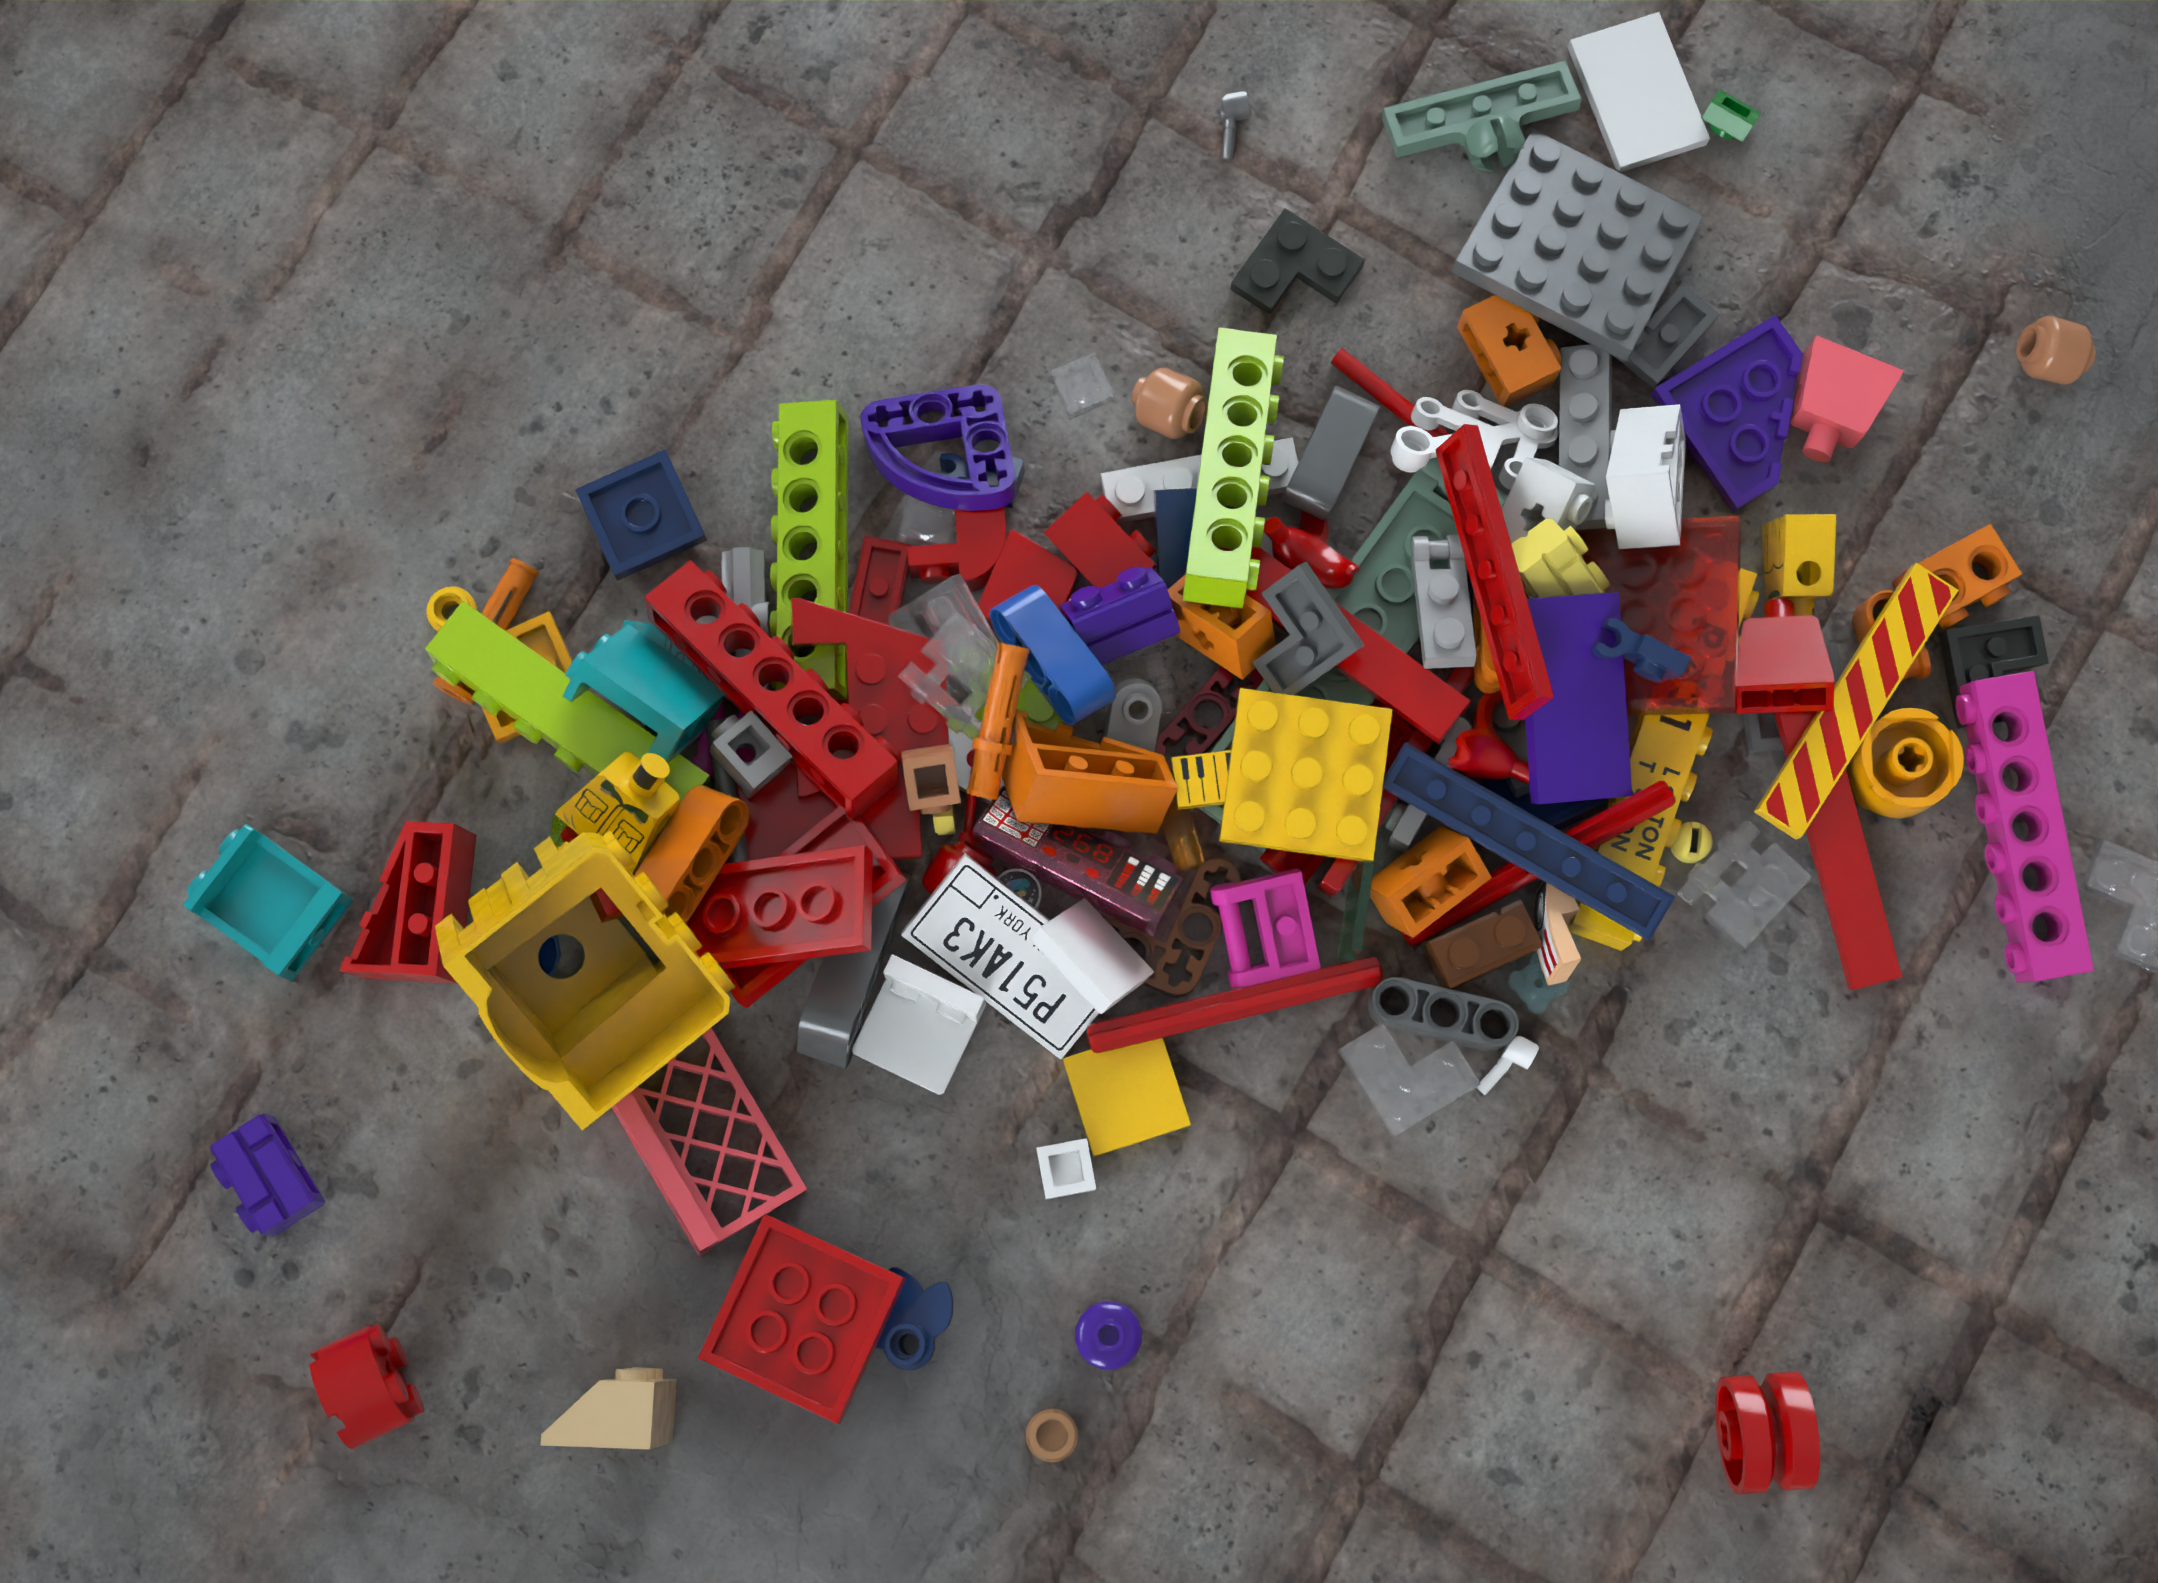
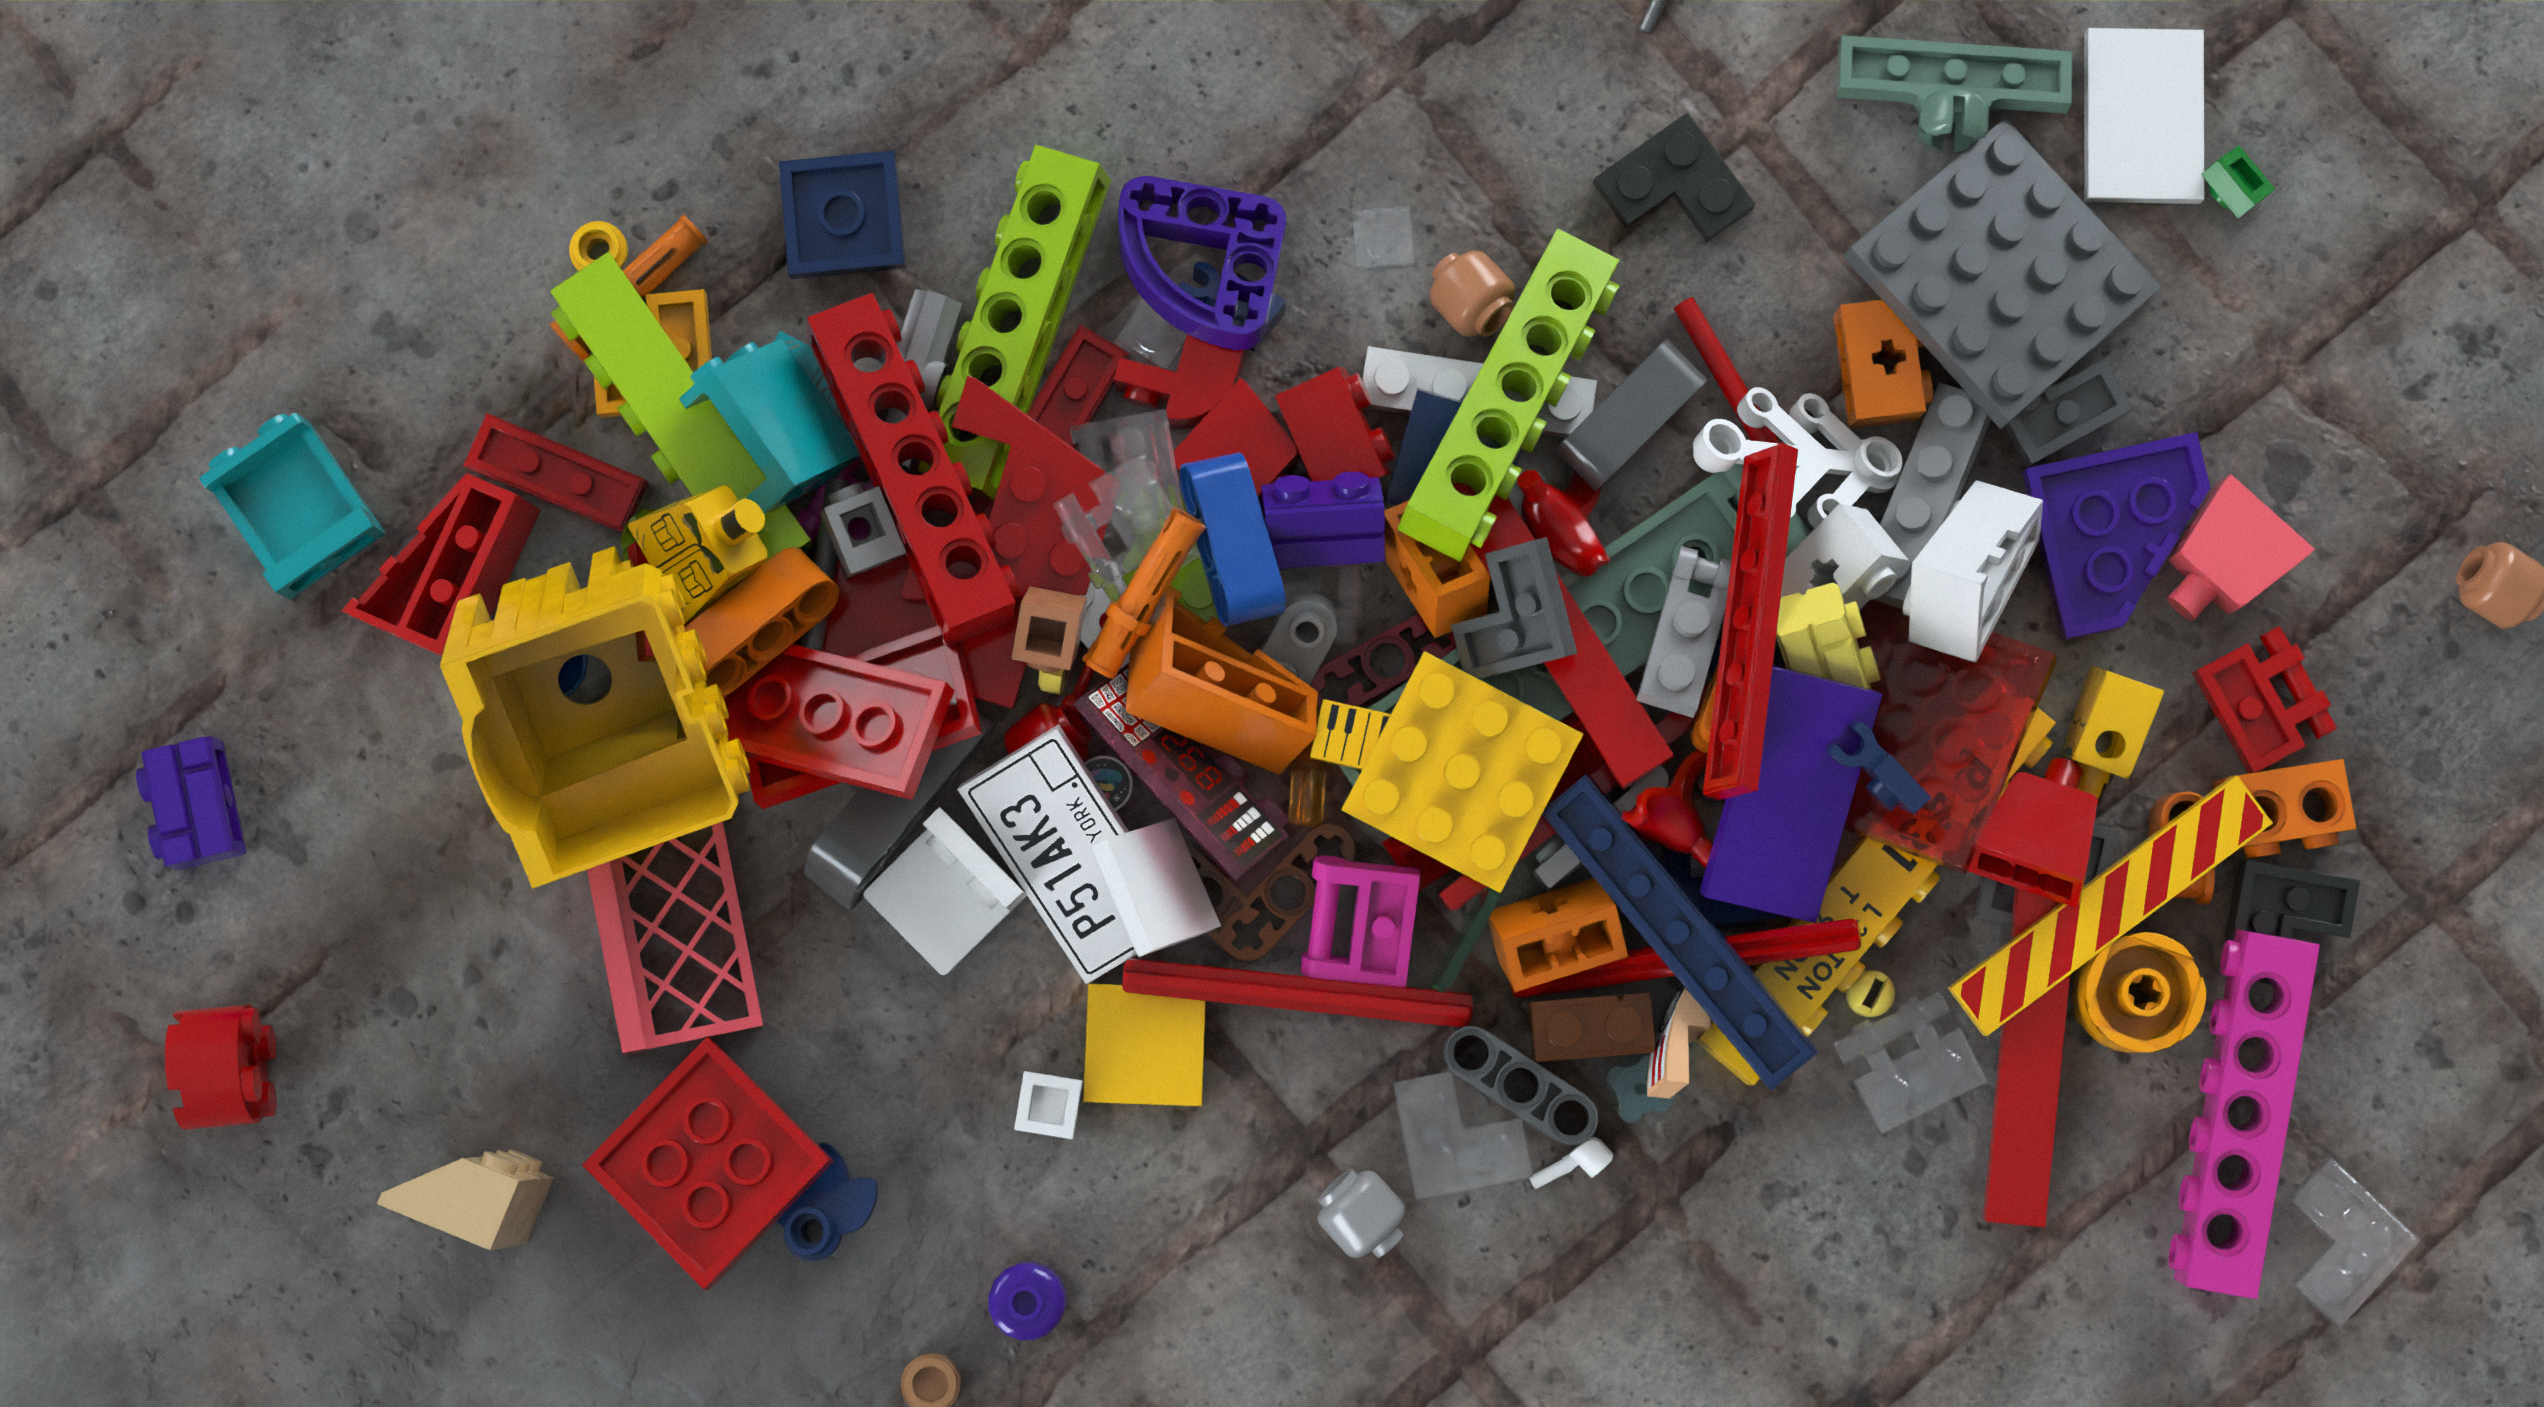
camera: 25 degrees right, 5 degrees up
(479, 801) = (555, 473): none -> red tile
(1354, 1164) = (1361, 1214): none -> light grey head
(1901, 513) = (2250, 707): none -> red plate

